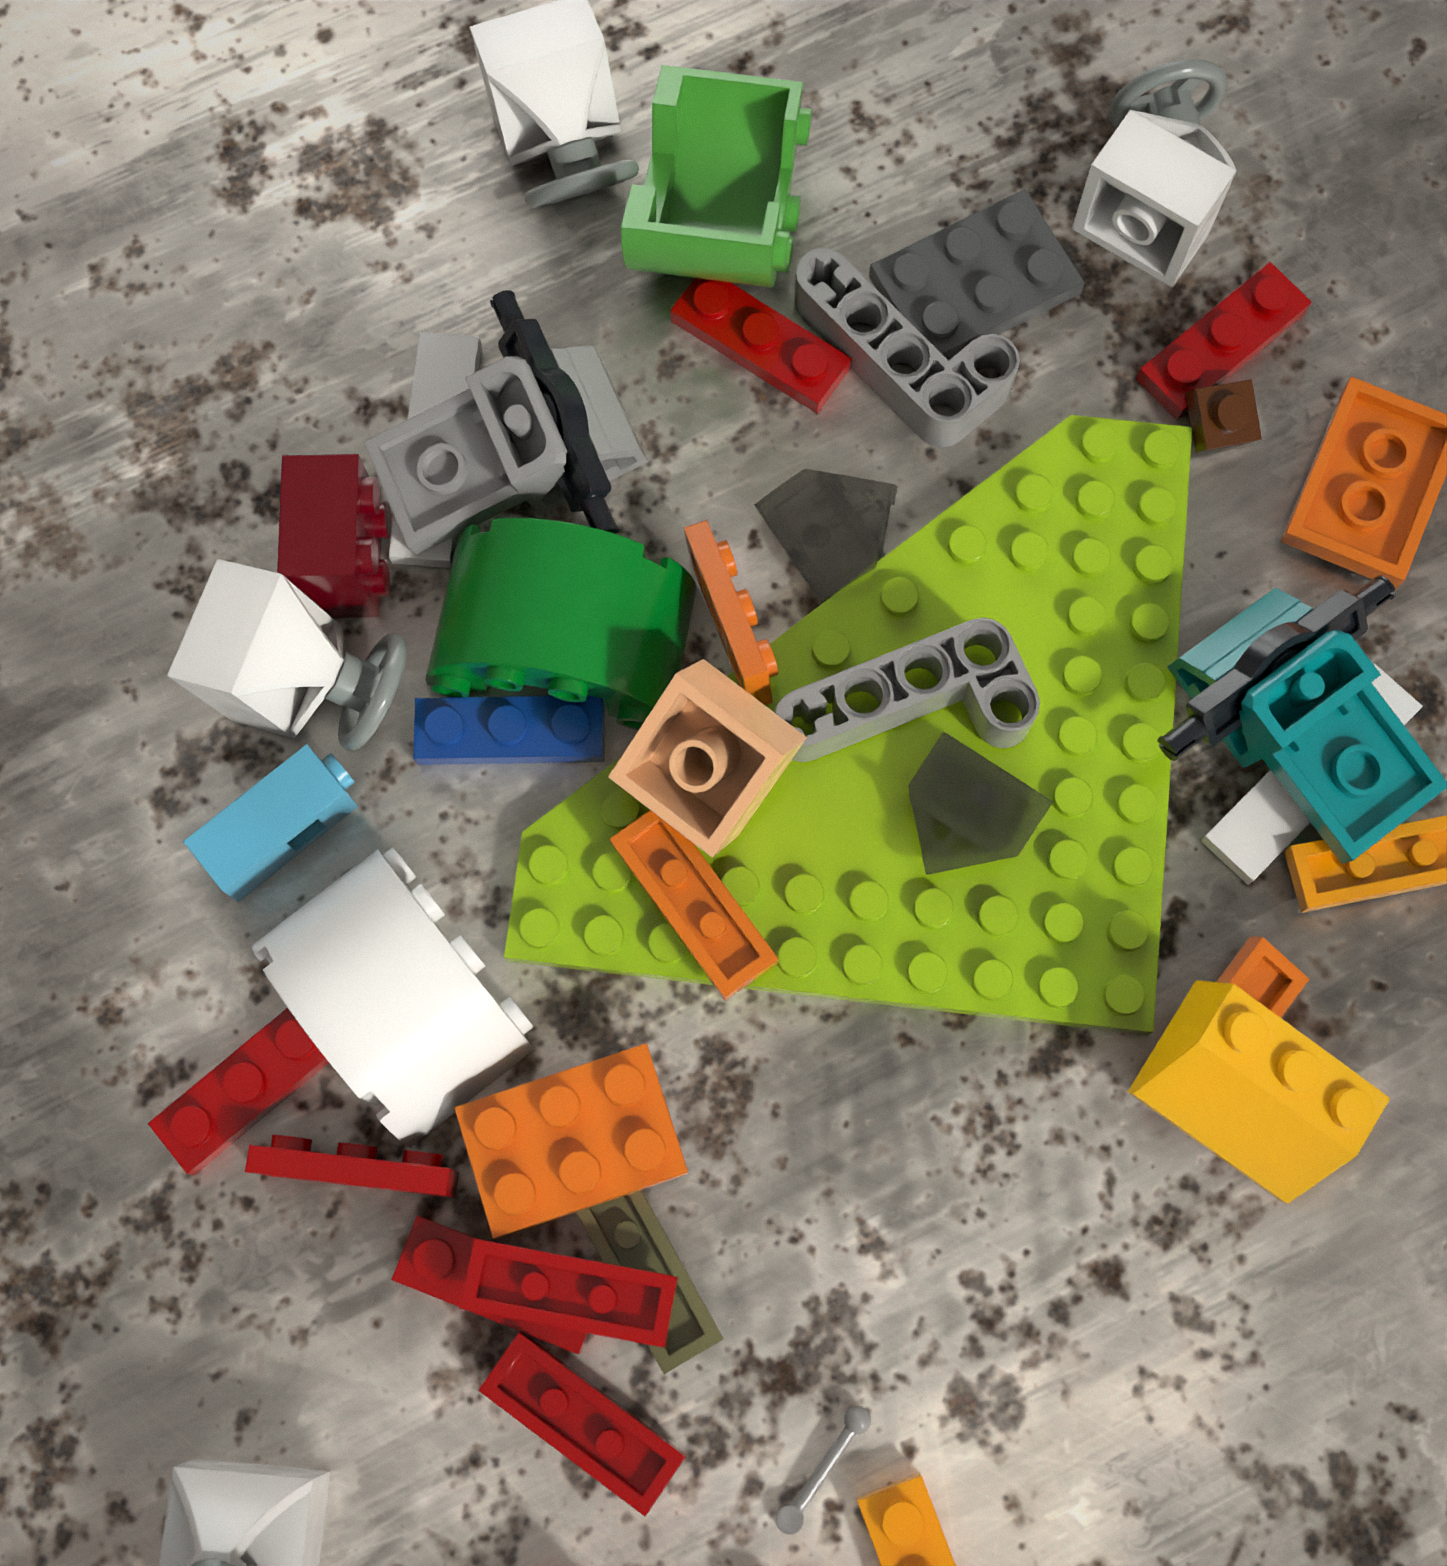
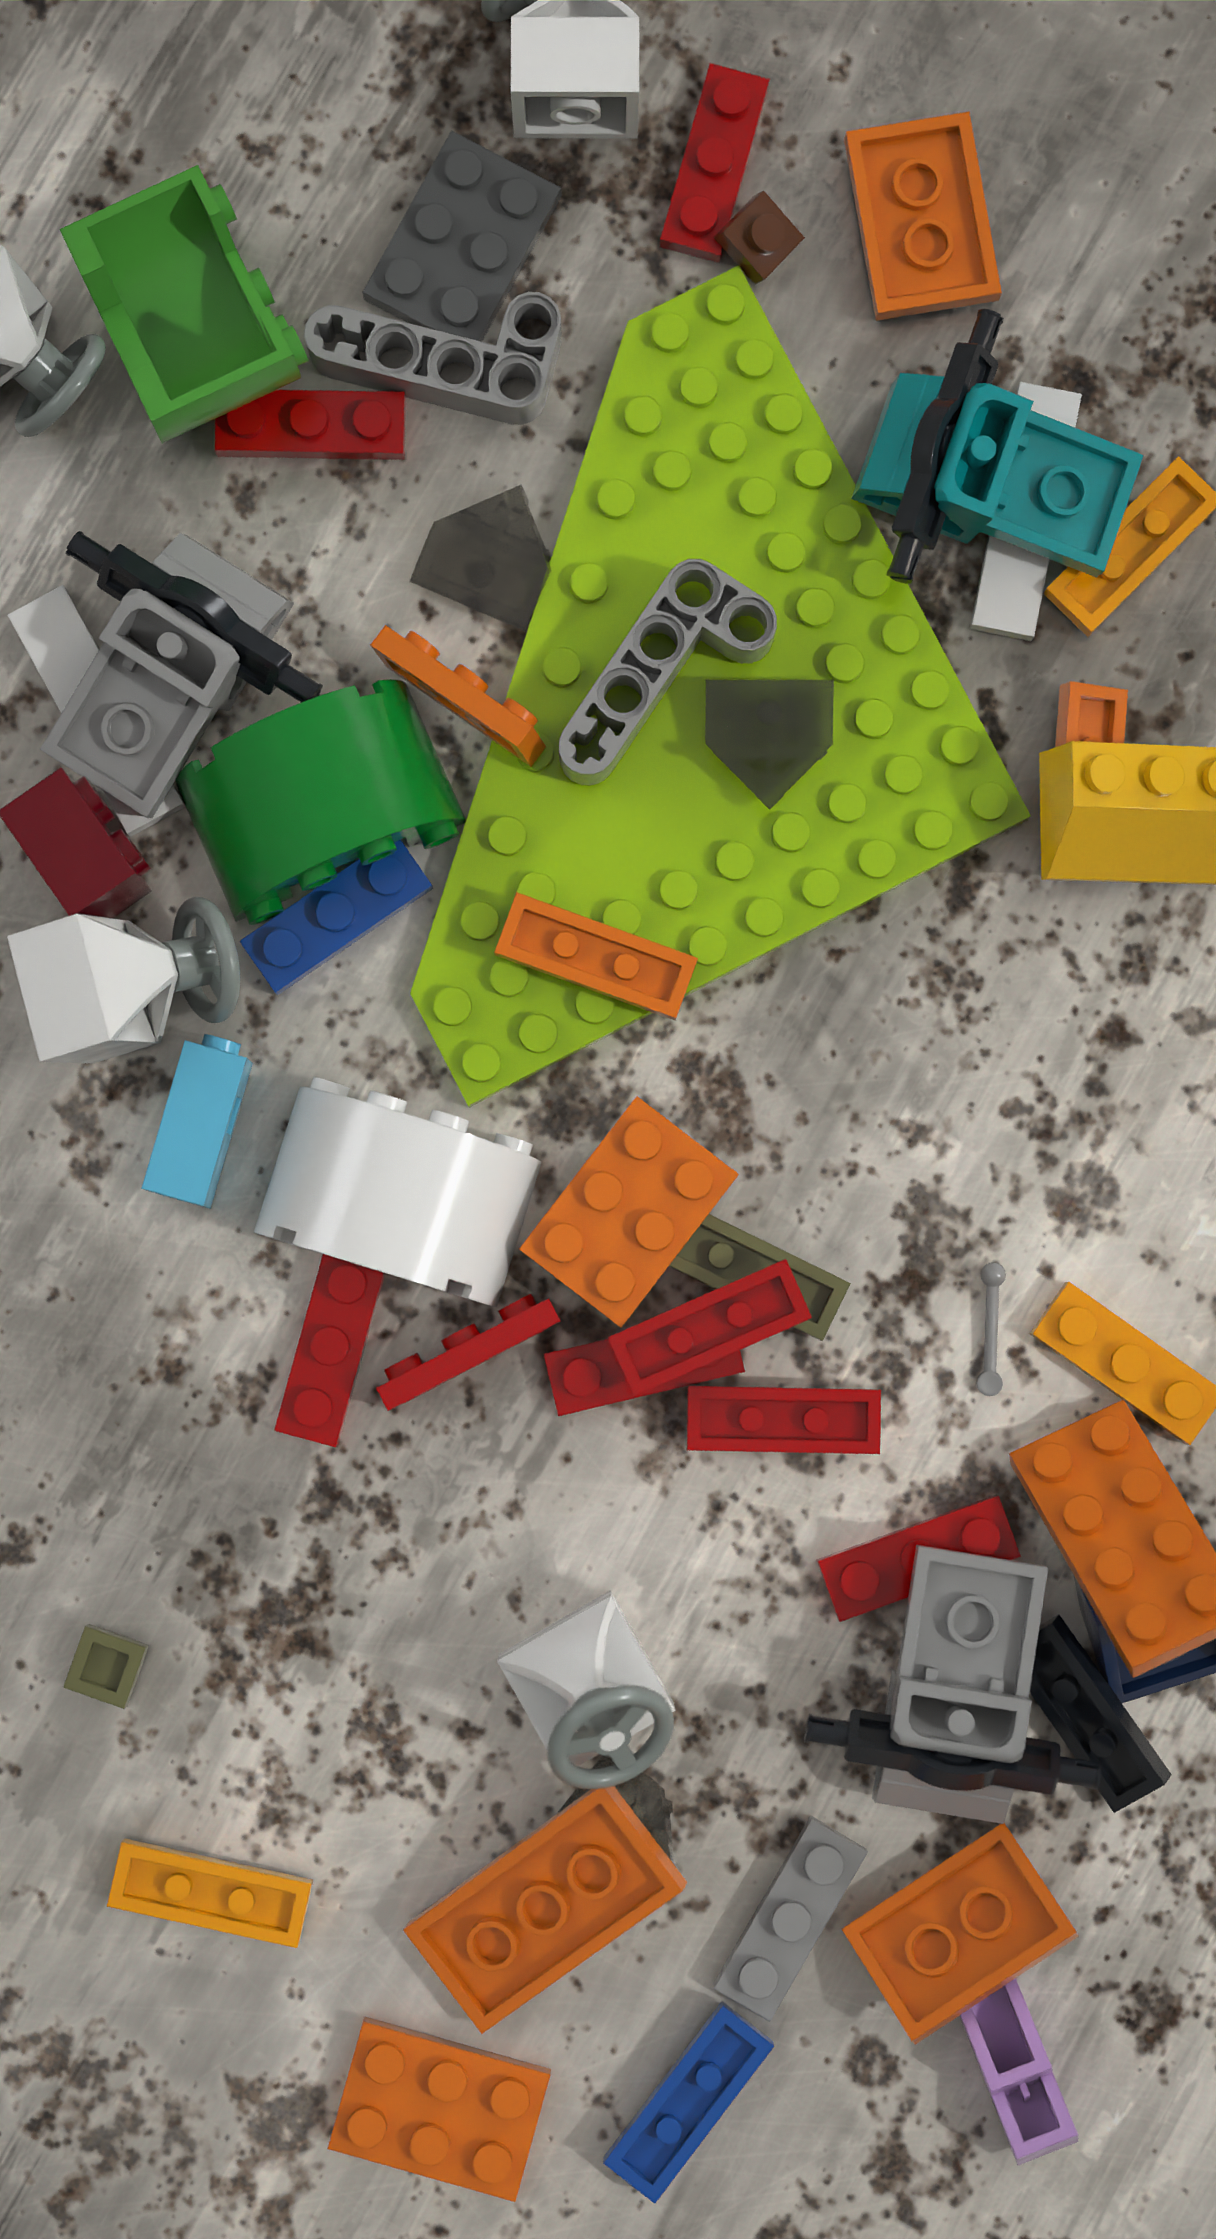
camera: 40 degrees left, 10 degrees up
(706, 756) = (533, 832): light nougat brick -> none

